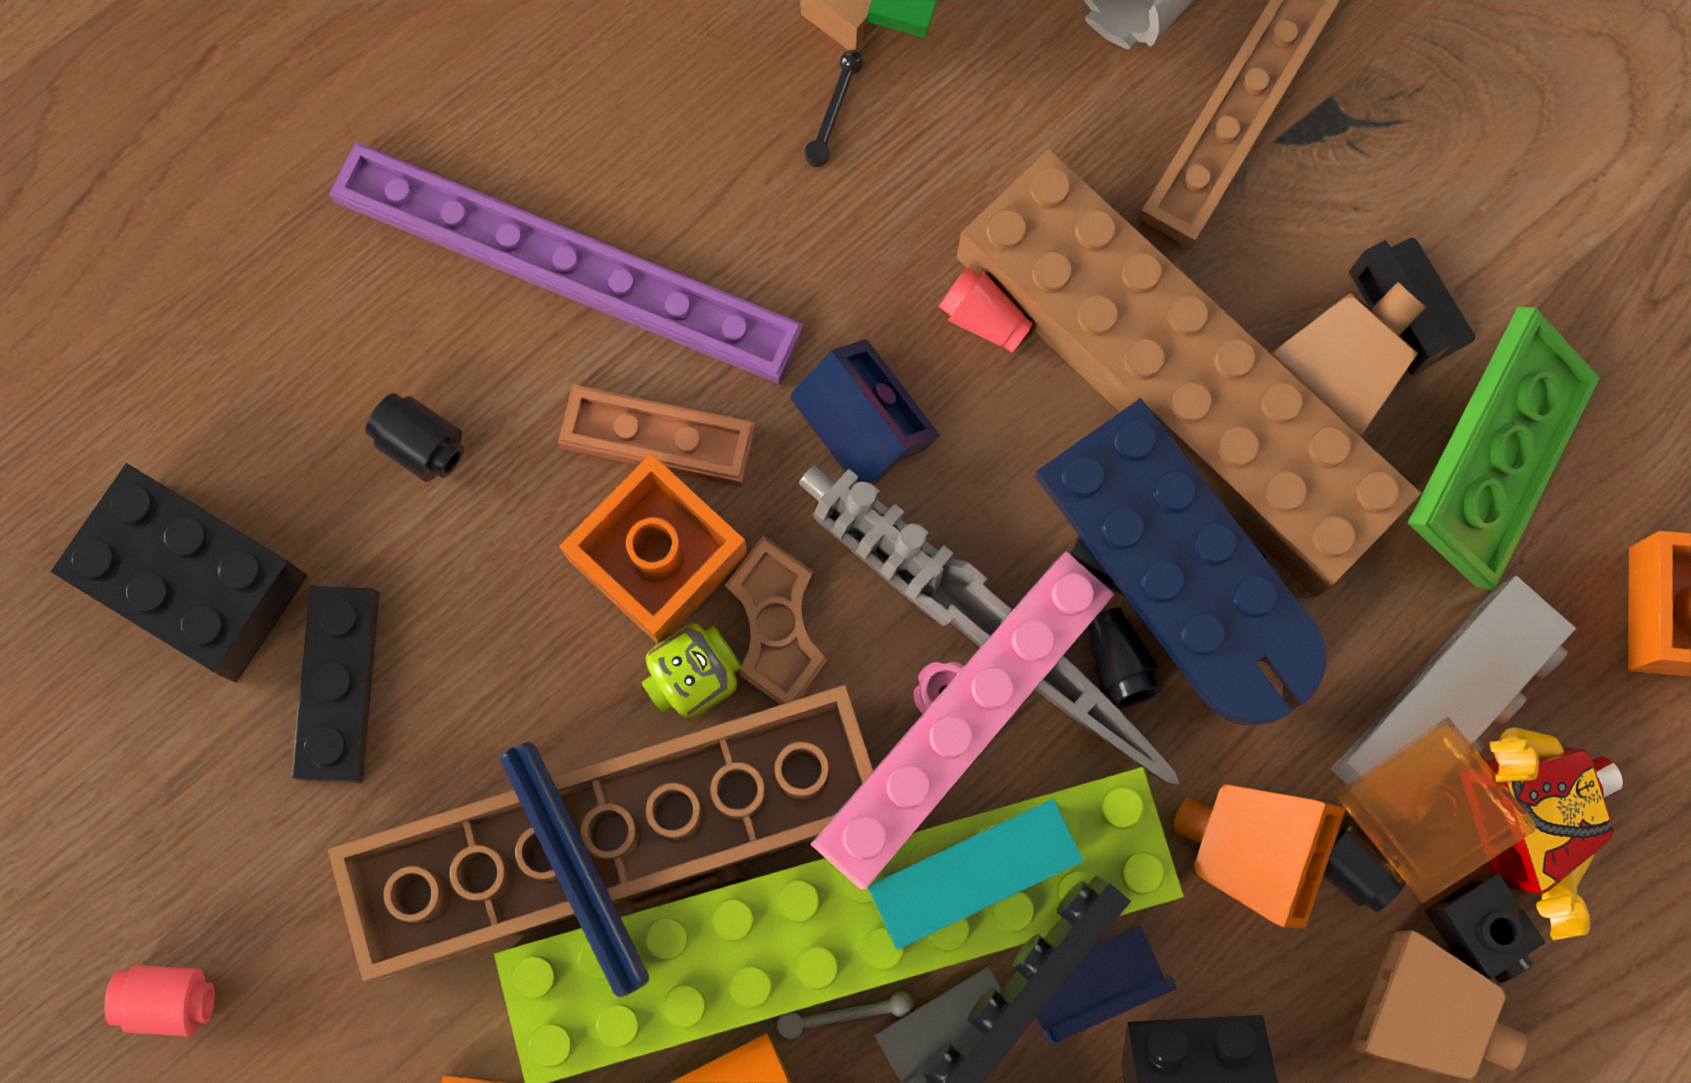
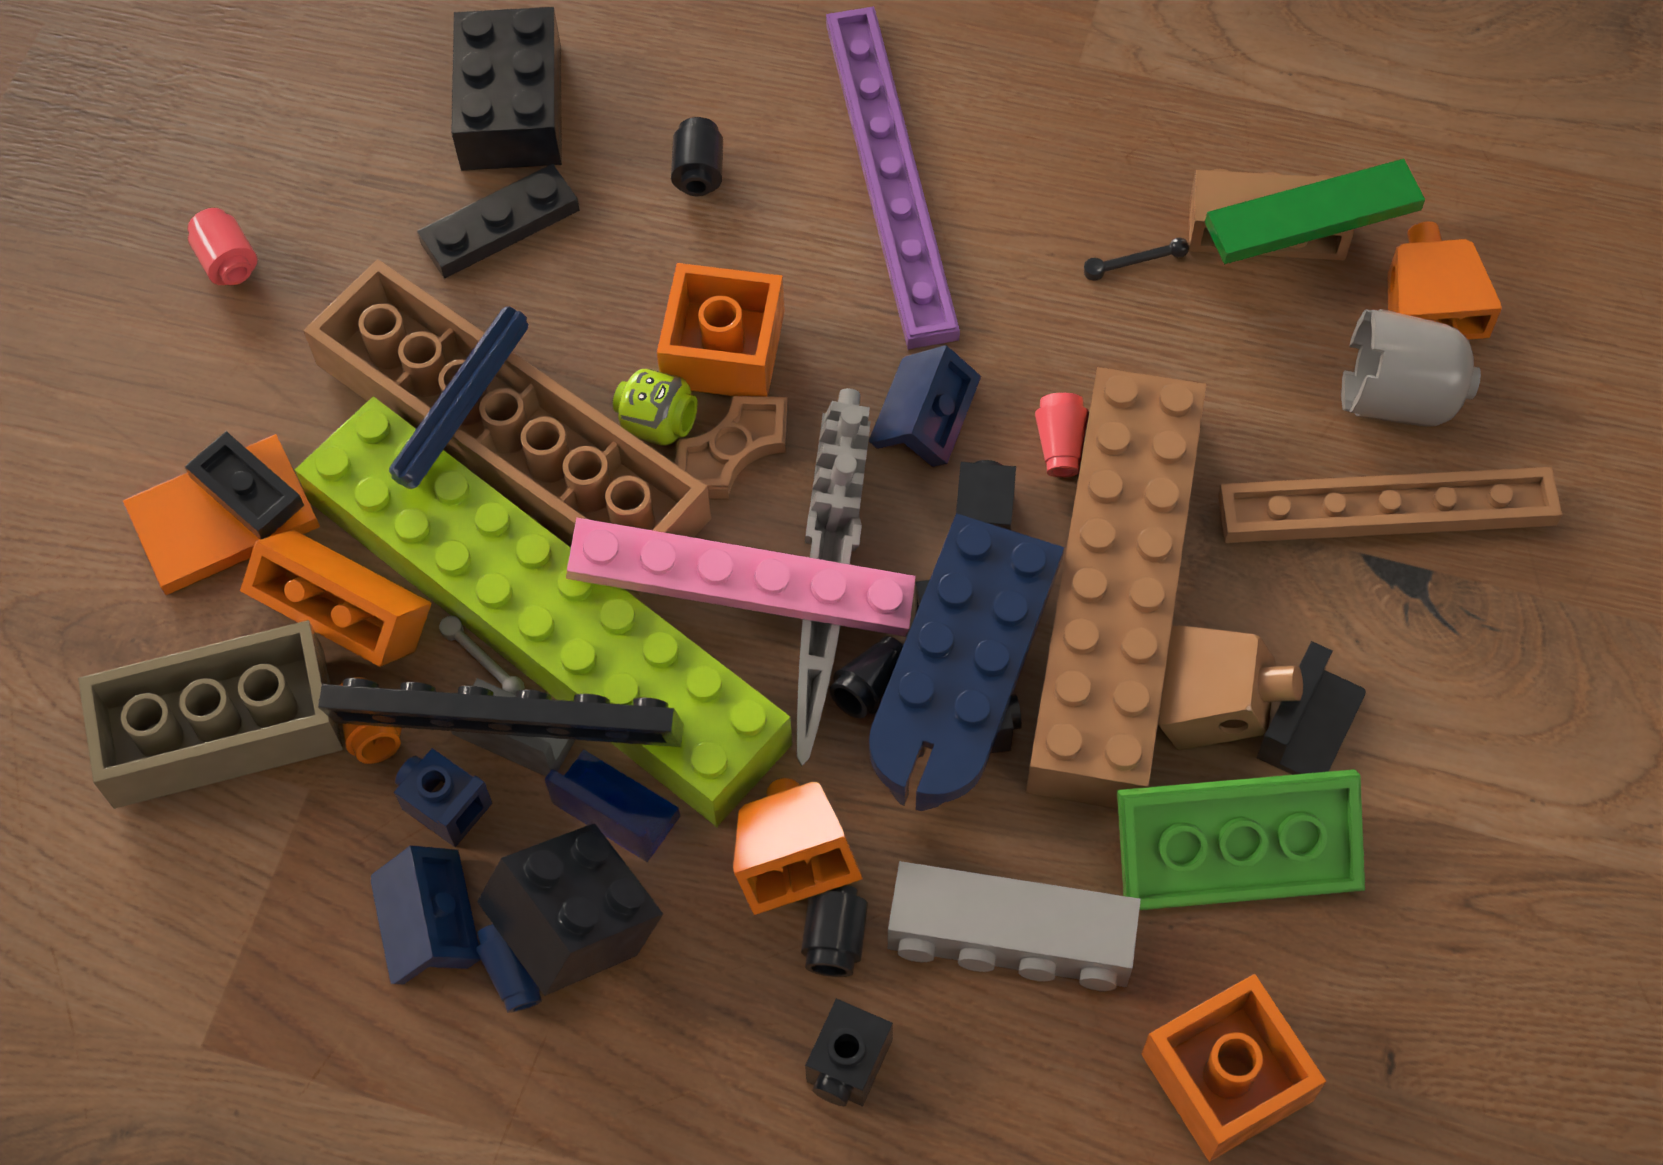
camera: 60 degrees right, 15 degrees down
(679, 437) = (812, 298): nougat tile -> none
(975, 874) = (628, 641): teal tile -> none
(1015, 432) = (986, 492): none -> black brick
(1435, 1013) = (753, 1055): medium nougat torso -> none
(1436, 810) = (903, 933): clear orange tile -> none
(1567, 802) = (966, 1030): torso -> none

